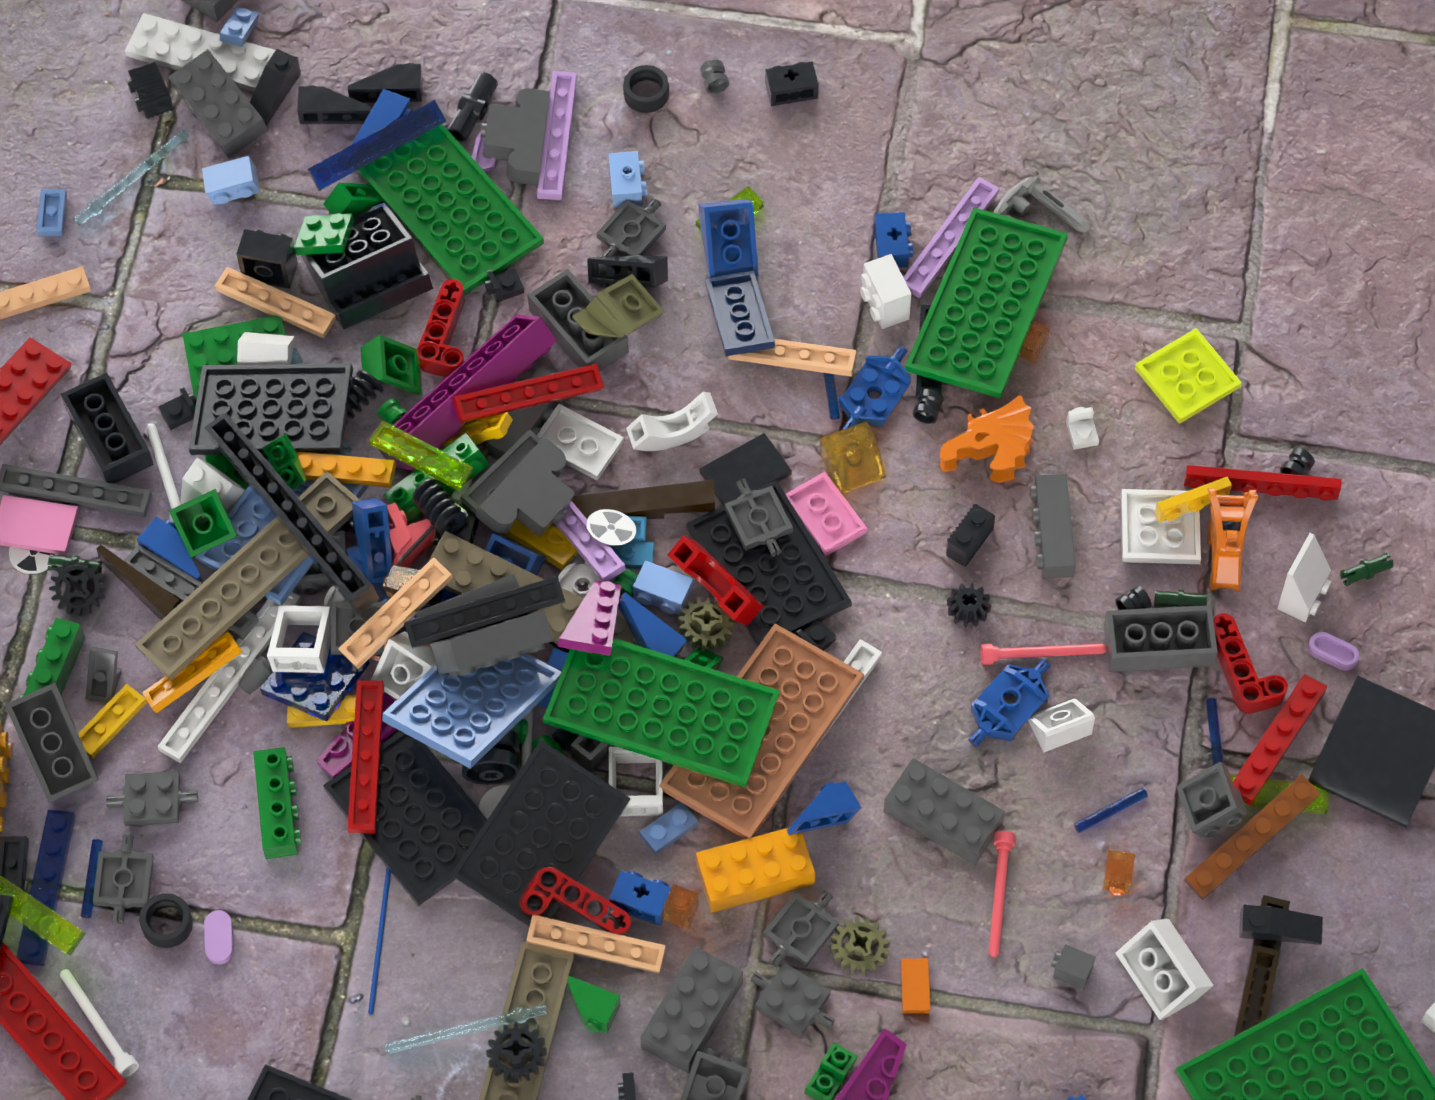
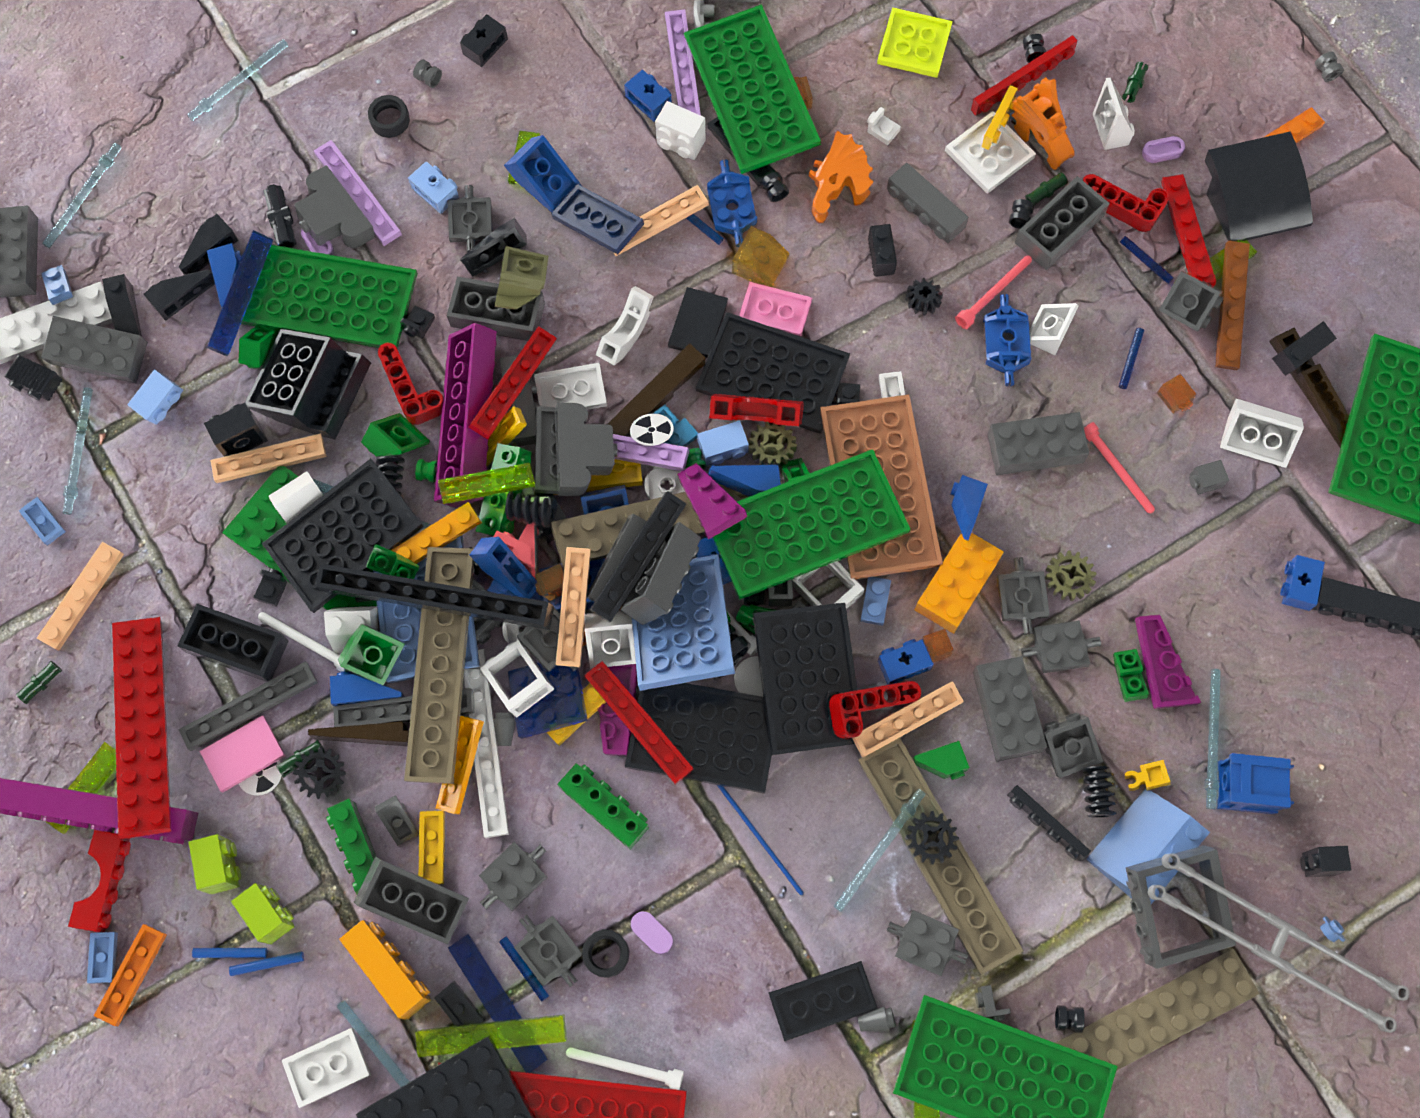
camera: 40 degrees left, 10 degrees up
(324, 234) = (261, 383): plate -> none
(758, 518) = (741, 345): dark grey plate -> none
(915, 985) = (1125, 572): orange tile -> none

